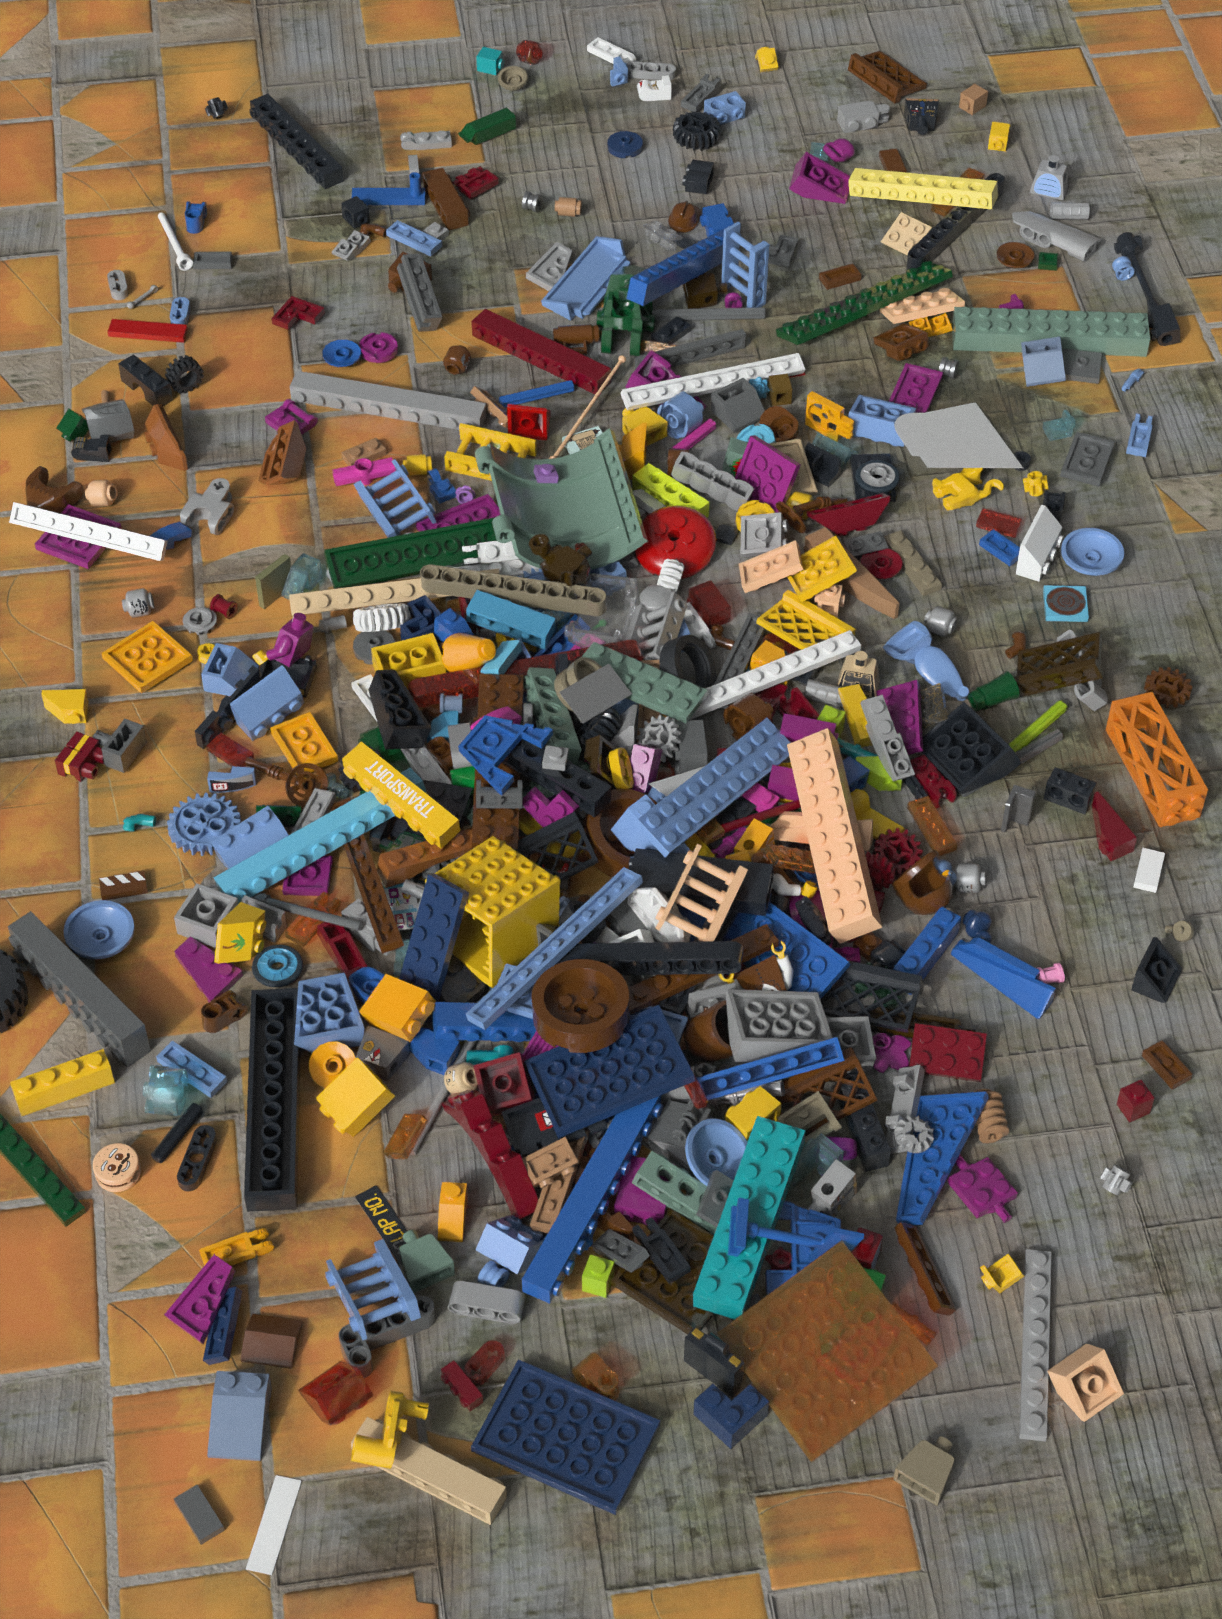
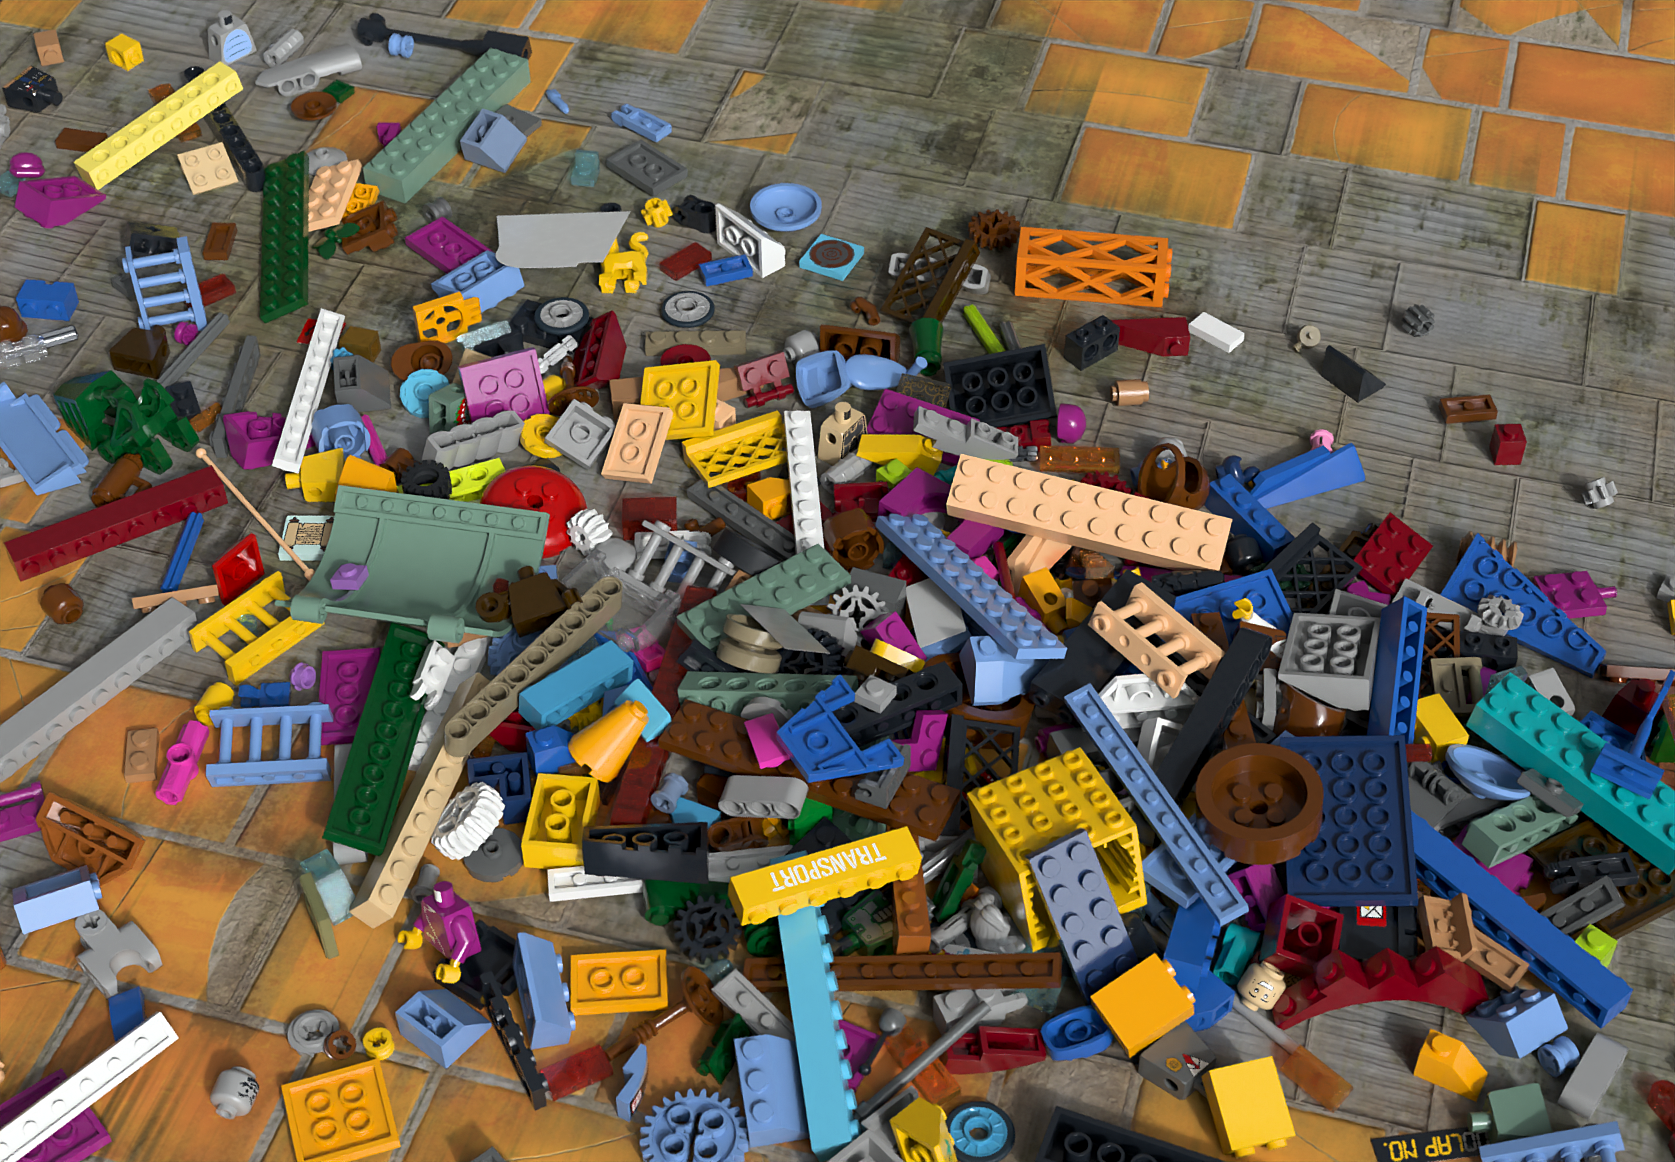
camera: 65 degrees left, 5 degrees down
(189, 630) = (348, 1040): none -> reddish brown bush
(223, 606) = (310, 994): dark red bush -> none
(228, 463) = (56, 899): none -> window
(324, 1056) = (1185, 1110): light orange dish -> none
(327, 1013) = (1105, 1086): medium blue wedge -> none
(336, 890) = (890, 1024): none -> hinge
(655, 466) = (424, 474): none -> black tyre
(676, 269) = (124, 334): blue brick -> none
(785, 294) = (215, 290): none -> clear red tile
(803, 242) = (150, 239): none -> black brick
(840, 491) = (557, 353): none -> axle
(866, 544) = (653, 356): dark grey hinge -> none
(887, 329) = (327, 244): none -> dark green piece
(891, 605) = (761, 372): none -> dark red plate
(933, 548) = (702, 309): none -> light grey wheel
(960, 648) = (859, 341): none -> reddish brown slope
(961, 804) = (1070, 423): none -> magenta hair
(967, 288) = (324, 157): none -> light grey dish
(1018, 807) = (1100, 384): flat silver panel -> none
(1029, 833) = (1129, 392): none -> medium nougat brick

